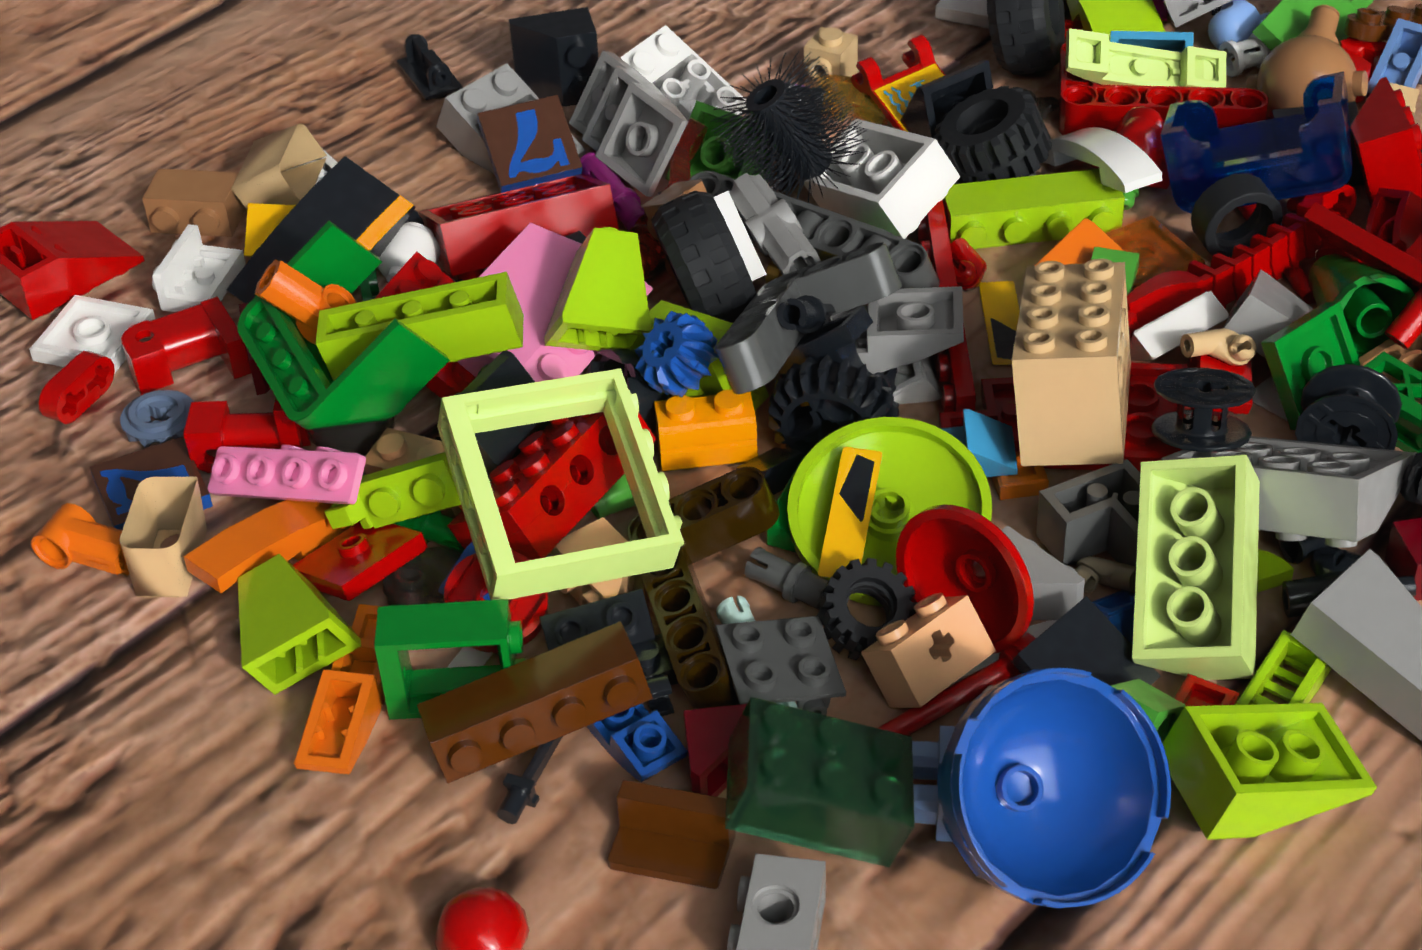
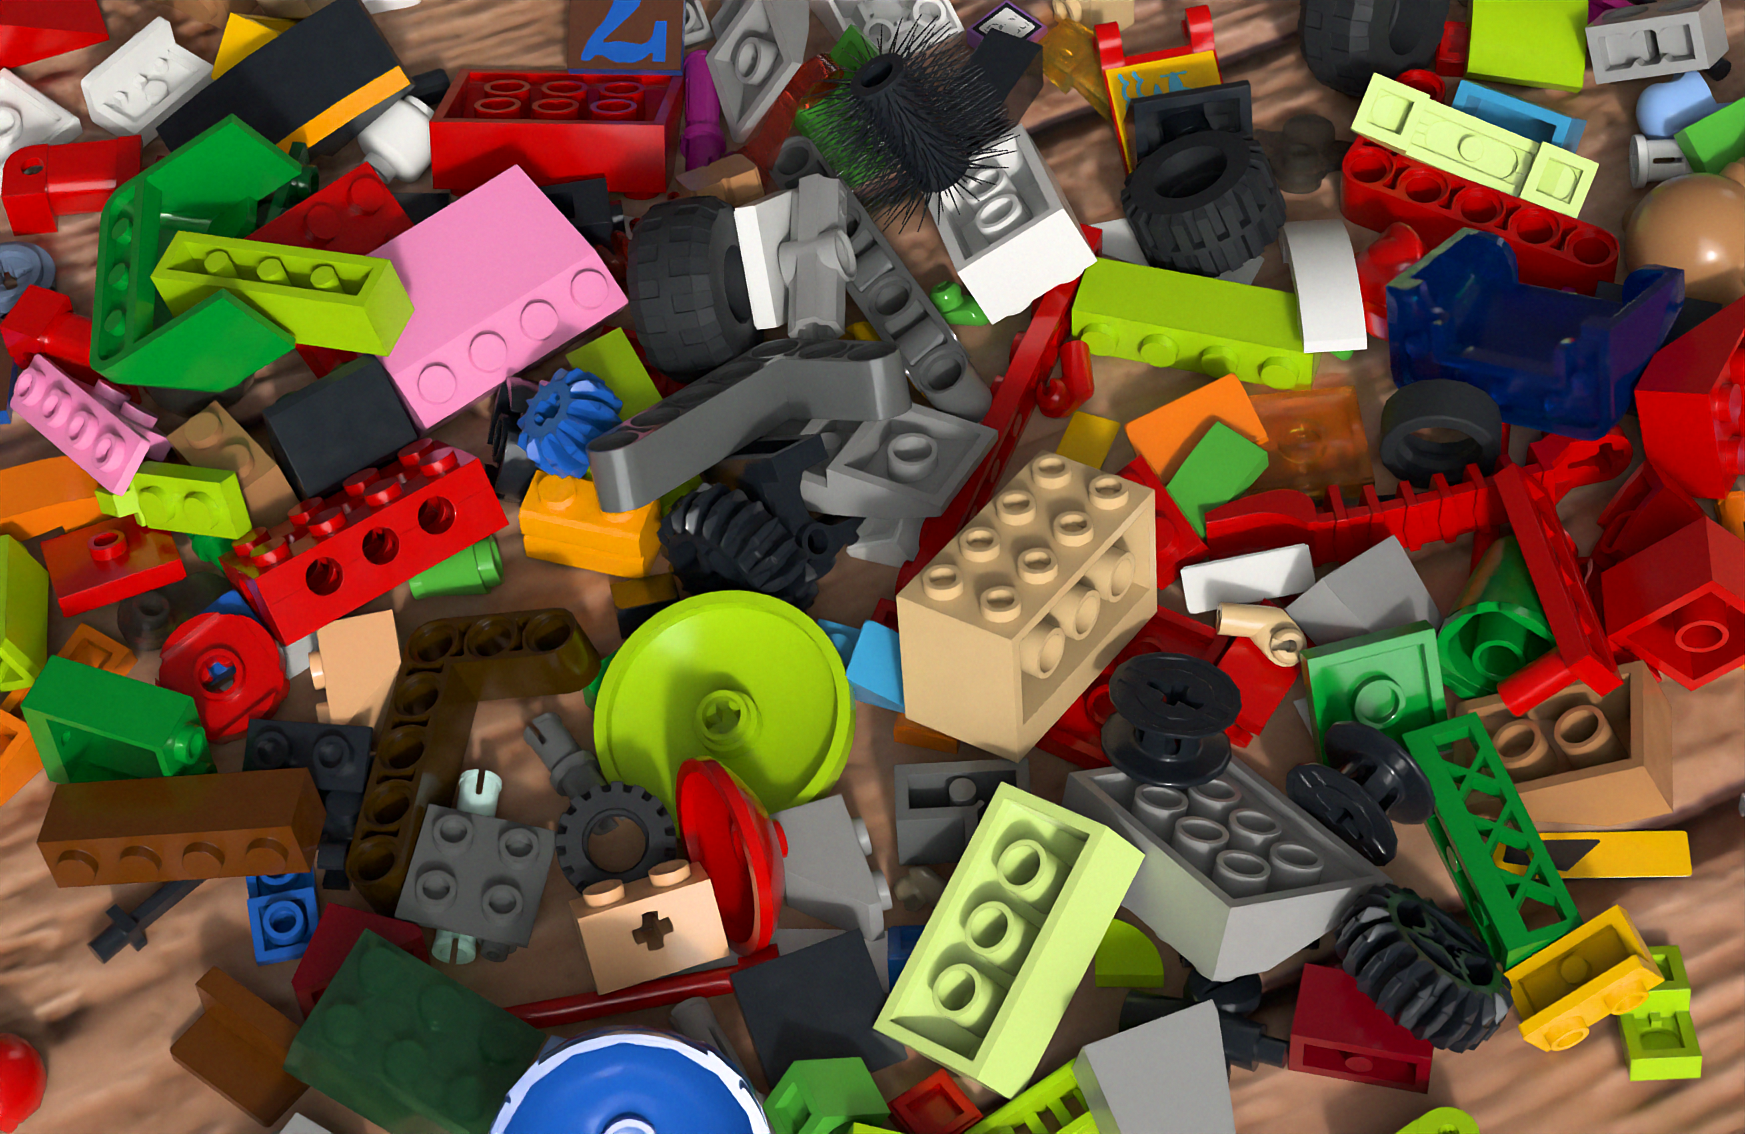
camera: 25 degrees right, 10 degrees up
(300, 296) = (175, 200): orange piece -> none
(546, 401) = (322, 450): yellowish green window -> none
(602, 296) = (532, 307): lime slope -> none
(804, 314) = (756, 418): black axle -> none
(850, 509) = (672, 706): yellow sticker -> none

